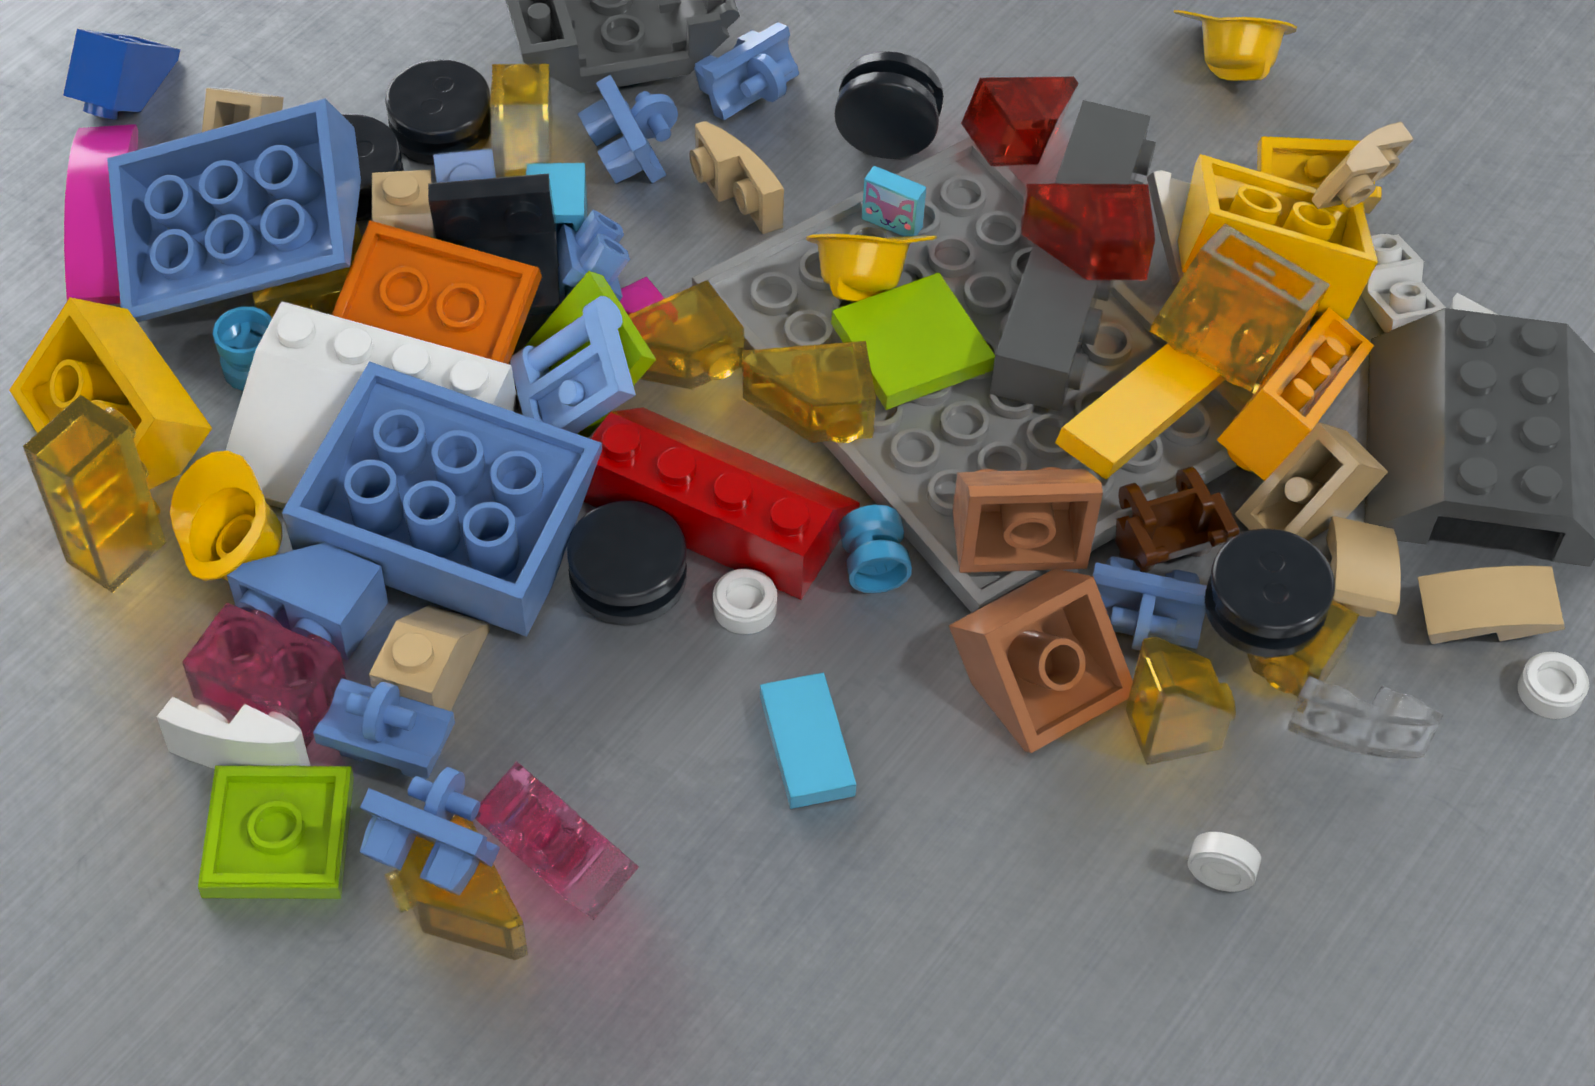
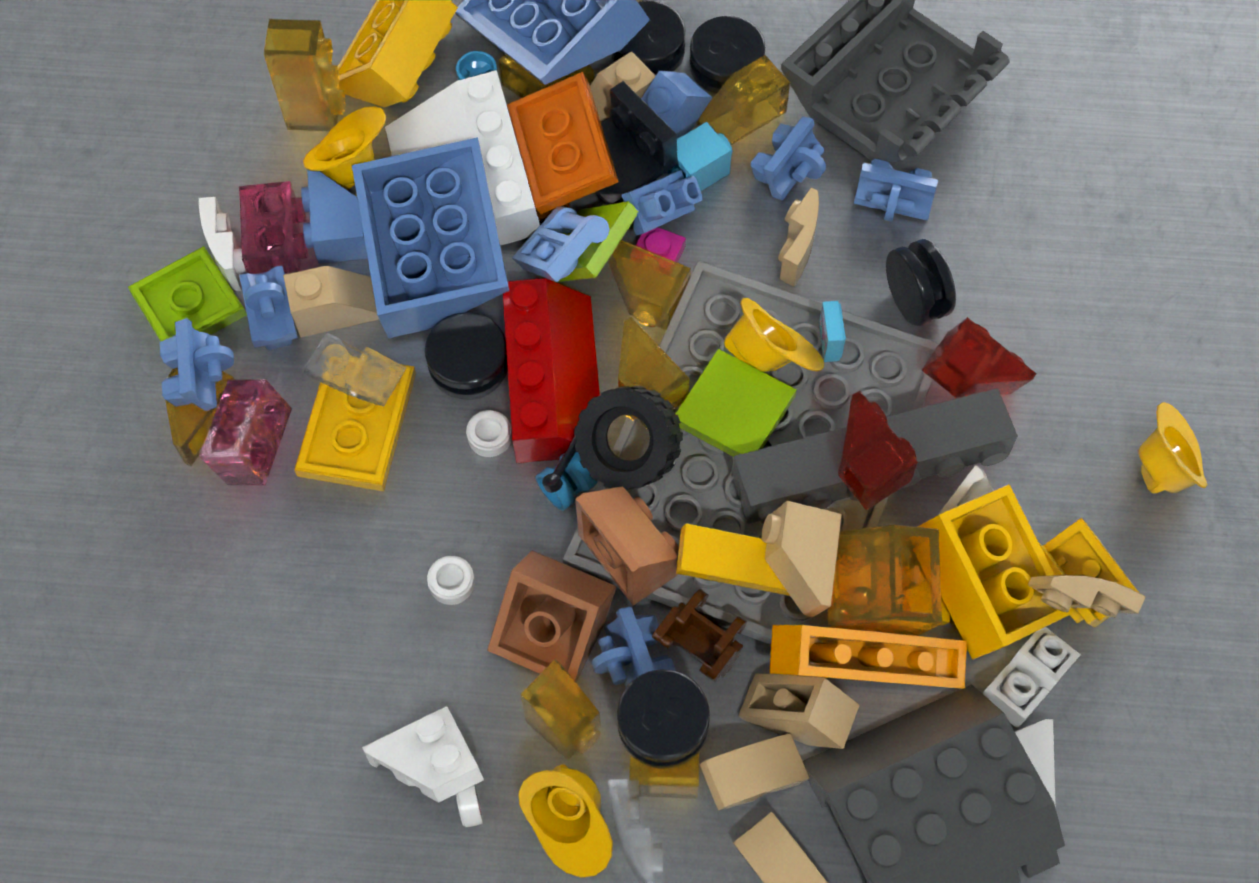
camera: 60 degrees right, 10 degrees up
(566, 680) = (354, 372): none -> clear slope
(616, 731) = (352, 438): none -> yellow tile
(807, 740) = (412, 522): medium azure tile -> none
(888, 543) = (552, 481): none -> black hinge
(913, 741) = (451, 580): none -> white tile
(945, 436) = (593, 440): none -> black tyre
(1142, 869) = (428, 756): none -> white wing
(1171, 352) = (803, 553): none -> tan slope
(1316, 769) = (567, 819): none -> yellow piece

